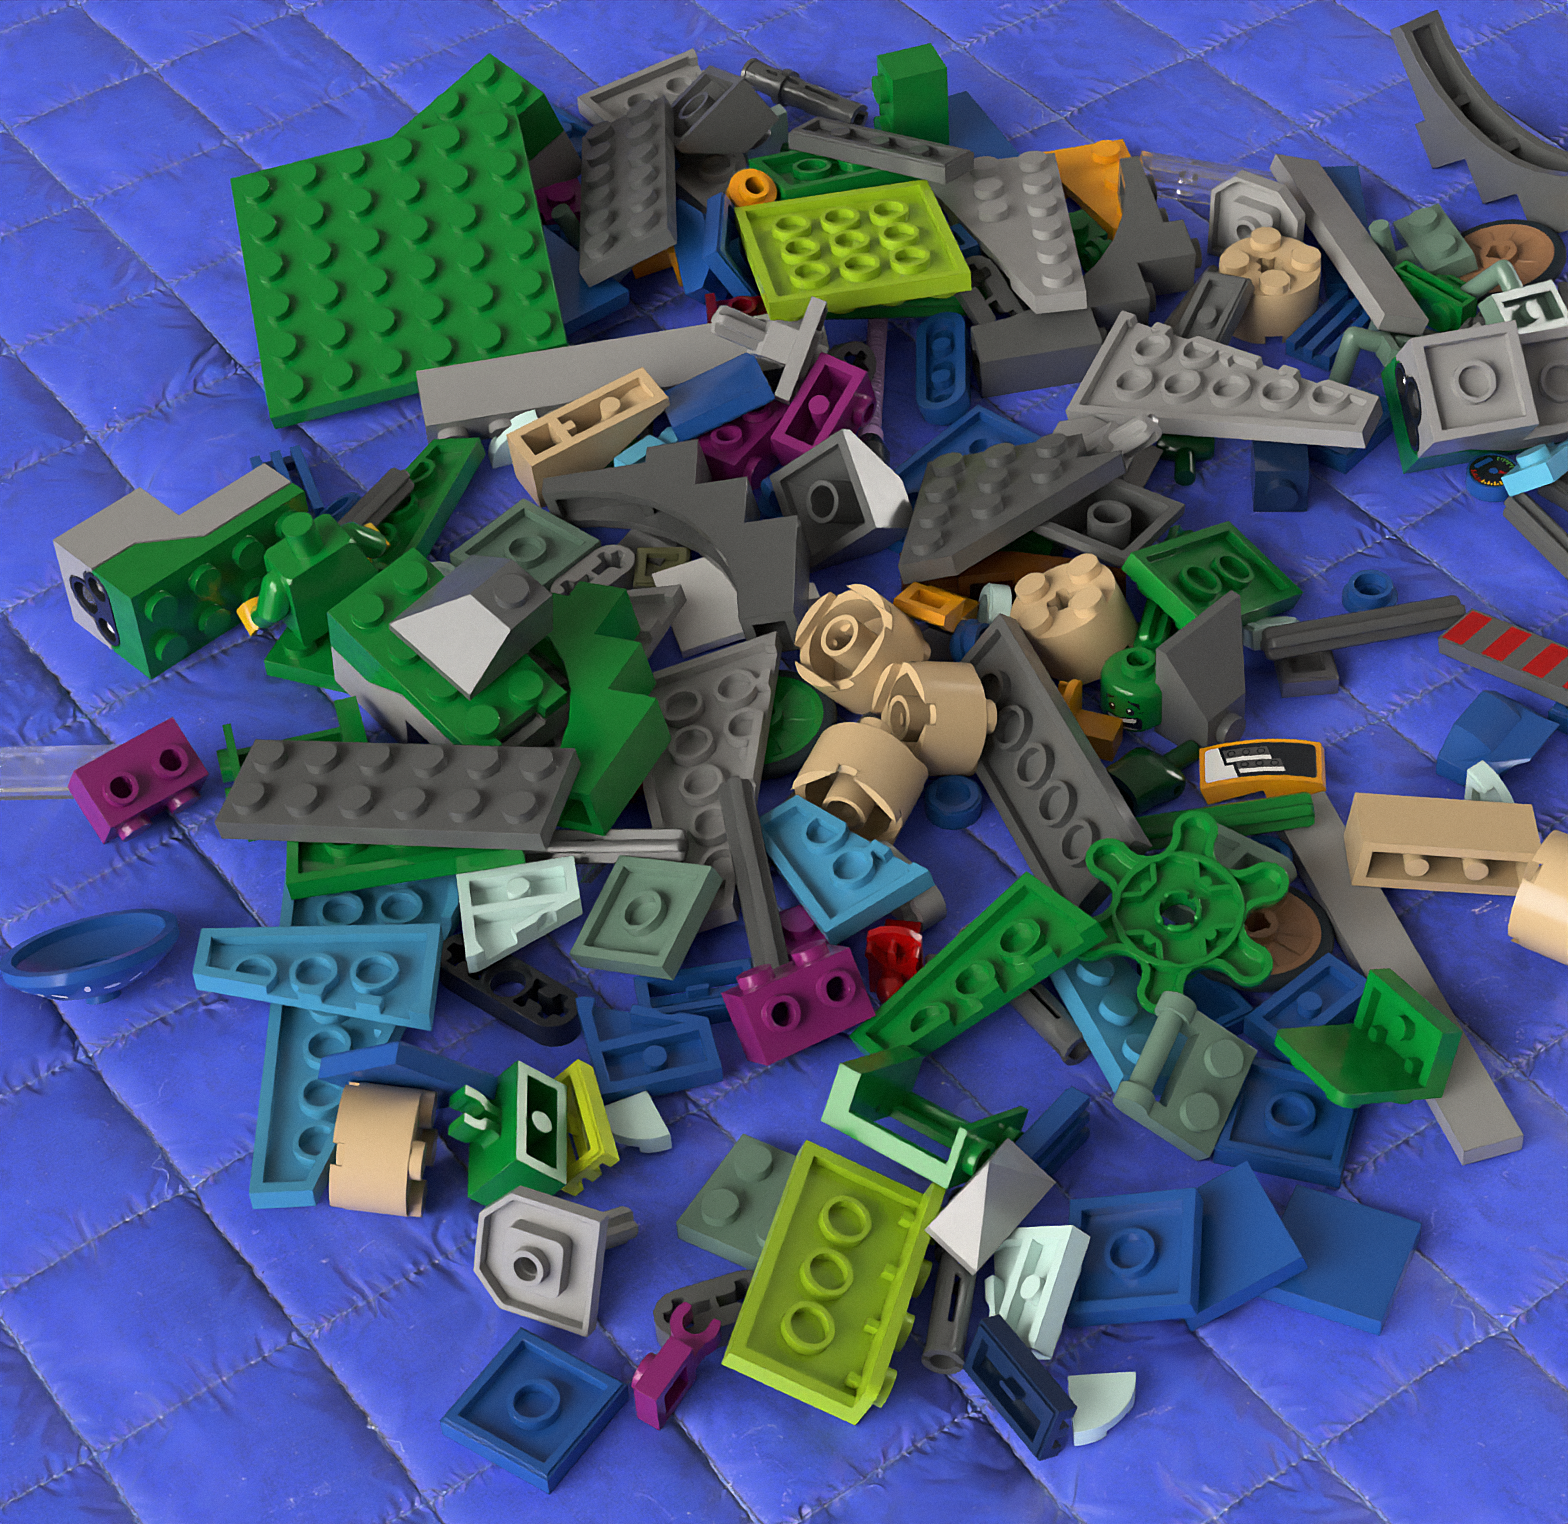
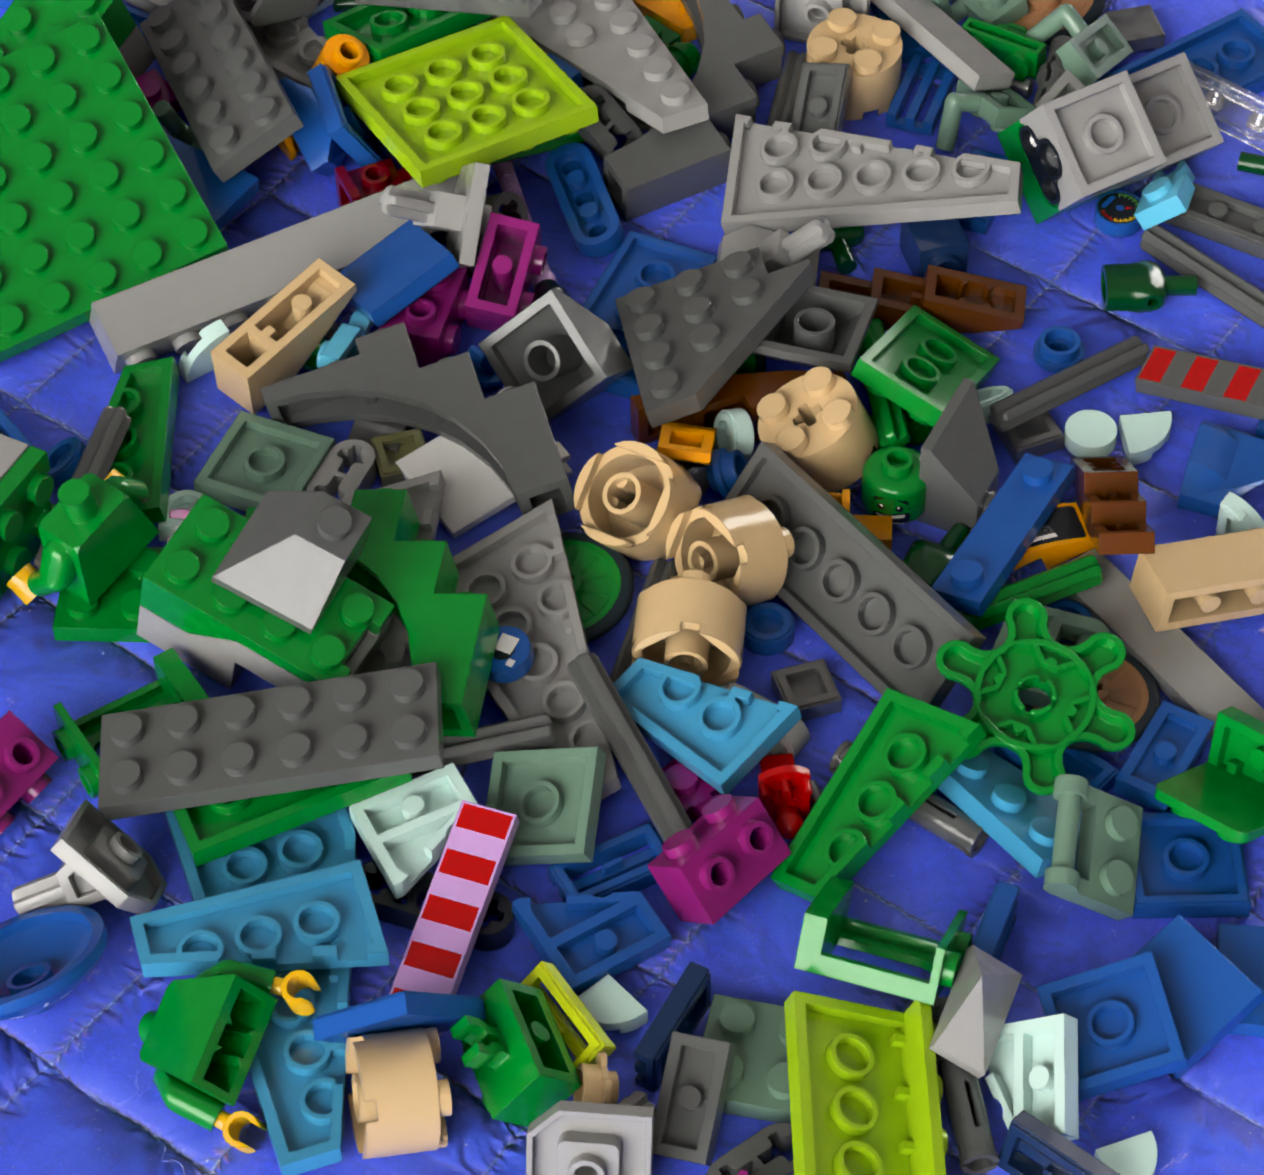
camera: 20 degrees left, 5 degrees up
(198, 877) = (96, 866): none -> light grey piece
(229, 1055) = (209, 1036): none -> green torso
(524, 983) = (457, 900): none -> tile
(585, 1187) = (597, 1082): none -> tan plate
(670, 1224) = (692, 1098): none -> dark grey plate
(674, 770) = (512, 655): none -> blue tile
(685, 1154) = (680, 1014): none -> dark blue tile
(967, 869) = (808, 687): none -> flat silver tile
(1224, 755) = (1003, 533): none -> blue plate
(1273, 522) = (954, 297): none -> reddish brown slope
(1349, 749) = (1112, 506): none -> reddish brown slope
(1369, 683) = (1090, 434): none -> light aqua tile
(1427, 693) = (1144, 434): none -> light aqua tile
(1483, 550) = (1141, 286): none -> dark green piece

